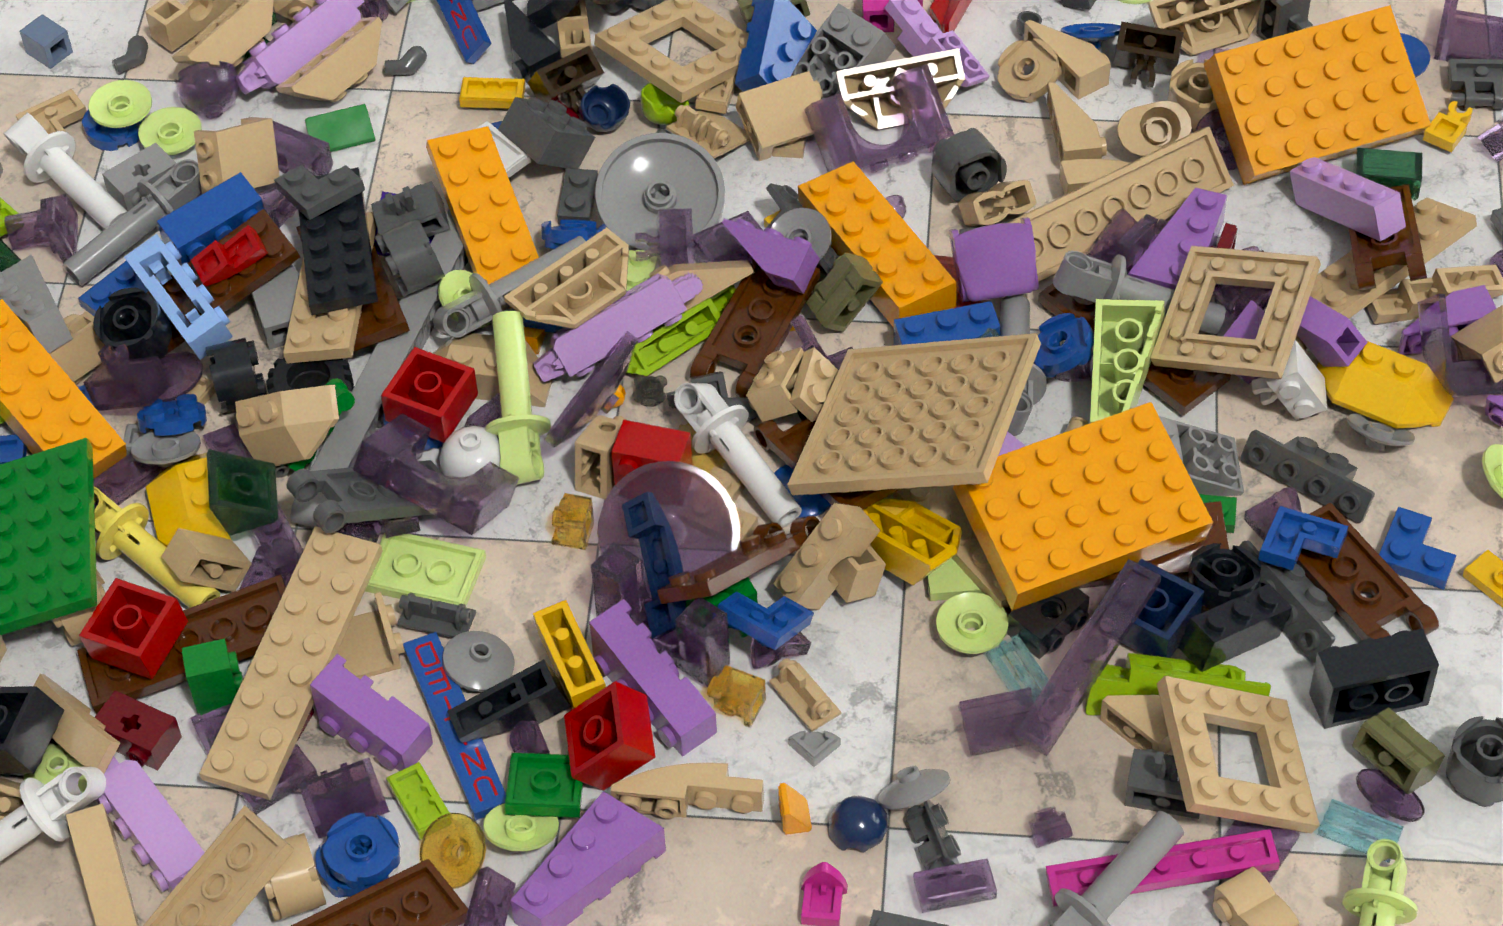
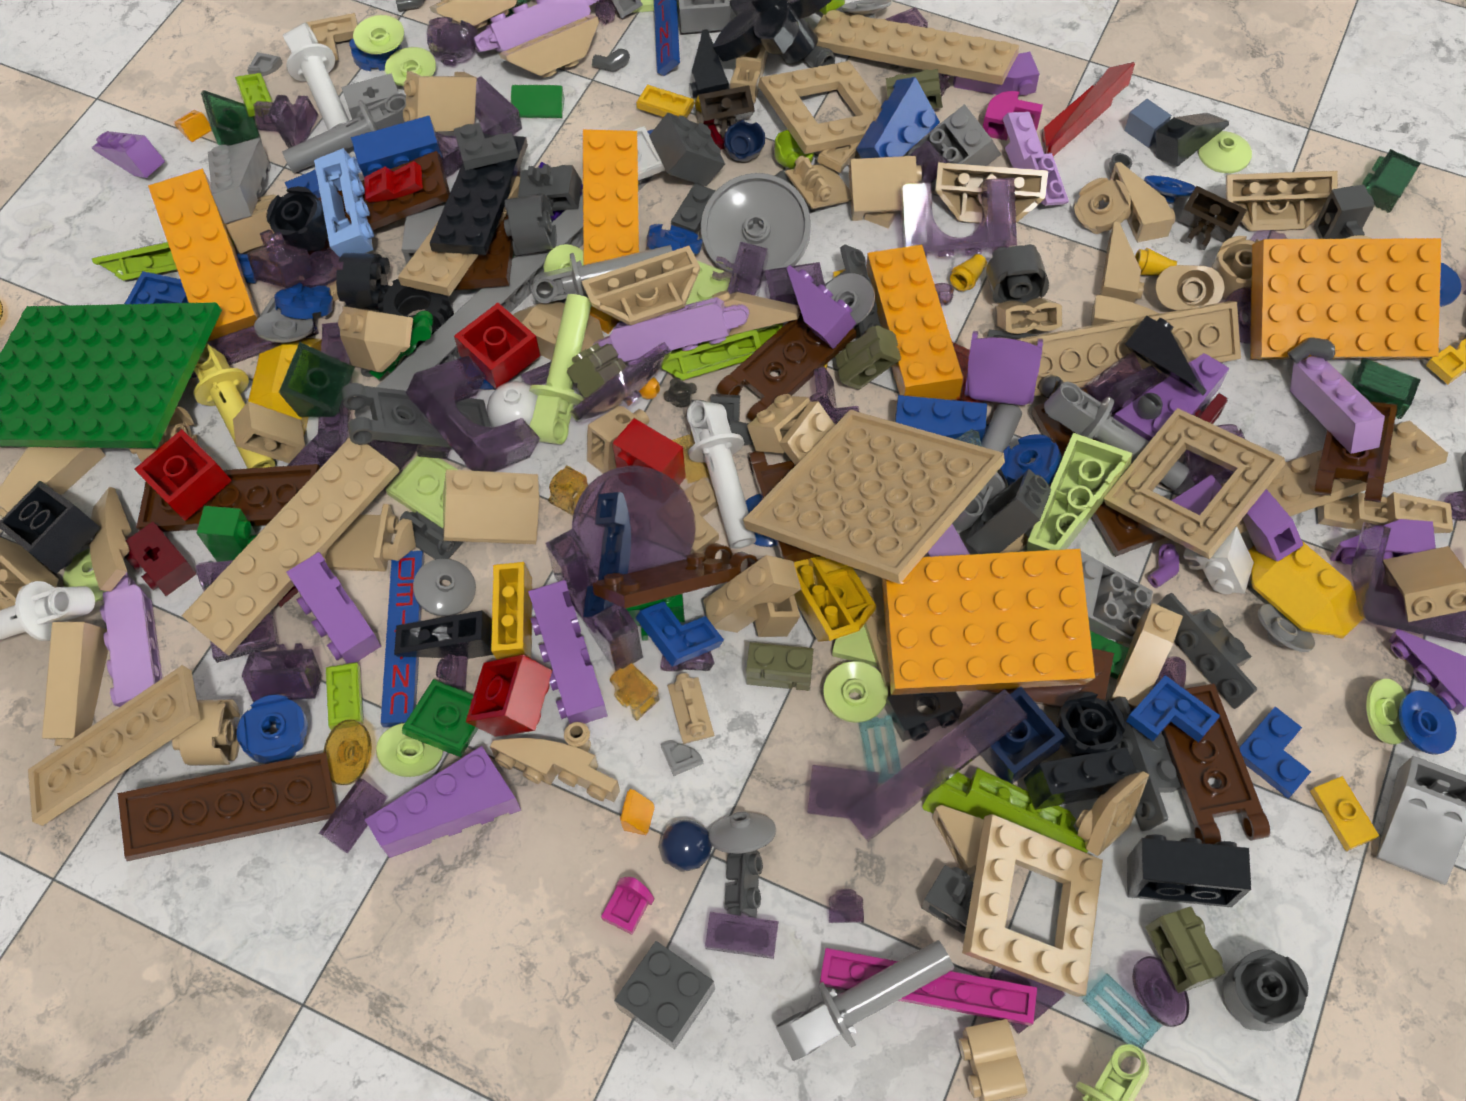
camera: 20 degrees right, 10 degrees up
(414, 623) = (403, 541): none -> tan tile
(497, 560) = (490, 507): none -> tan slope
(553, 386) = (595, 368): none -> olive brick
(699, 750) = (578, 735): none -> tan pin
(823, 72) = (928, 158): none -> clear purple tile
(882, 623) = (779, 666): none -> olive brick
(912, 179) = (967, 273): none -> yellow cone
(1045, 266) = (1048, 383): none -> dark grey hinge
(1063, 395) = (1010, 514): none -> dark grey window
(1105, 114) = (1152, 262): none -> yellow cone
(1146, 192) = (1160, 347): none -> black slope
(1161, 253) = (1147, 406): none -> dark grey hinge
(1240, 409) = (1168, 566): none -> medium lavender arm
(1253, 491) = (1147, 654): none -> tan slope
(1278, 647) = (1111, 813): none -> tan slope
(1304, 149) = (1312, 346): none -> dark grey arm

